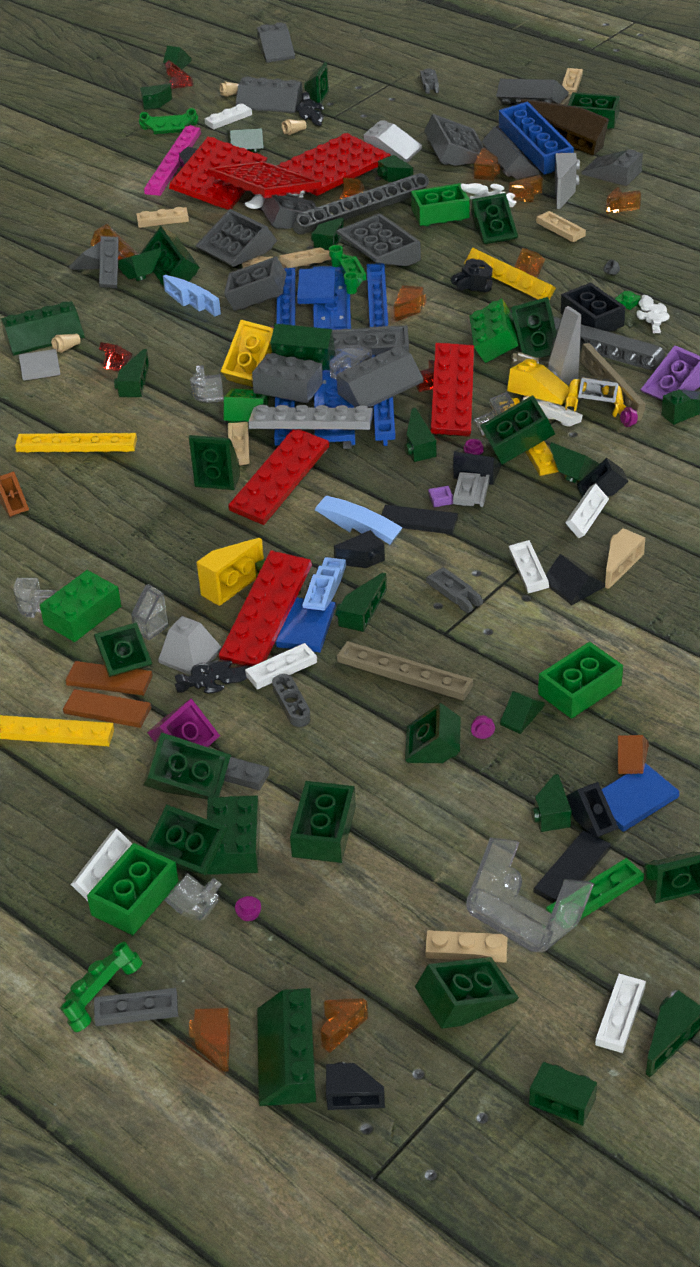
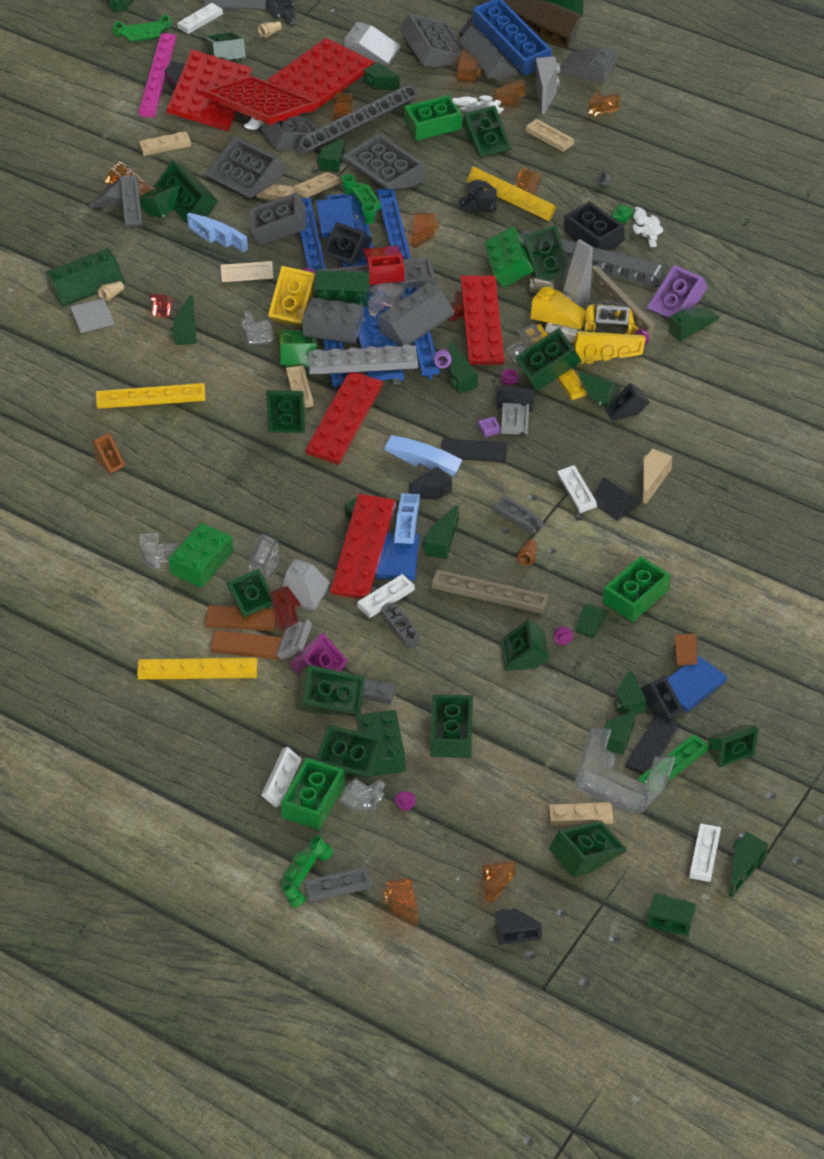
camera: 10 degrees left, 5 degrees up
(158, 667) = (284, 606): none -> clear red slope
(160, 705) = (294, 639): none -> light grey plate
(205, 674) = (325, 607): black piece -> none
(210, 331) = (247, 271): none -> tan plate
(228, 570) = (323, 513): yellow slope -> none
(286, 1049) = (460, 903): dark green slope -> none
(321, 307) = (347, 243): none -> black slope
(354, 329) = (384, 265): none -> red slope
(398, 426) = (442, 362): none -> medium lavender cone
(457, 631) = (527, 554): none -> dark orange cone
(533, 848) = (620, 733): none -> dark green slope
(586, 422) = (604, 346): none -> yellow wing
(587, 510) = (618, 433): white plate -> none

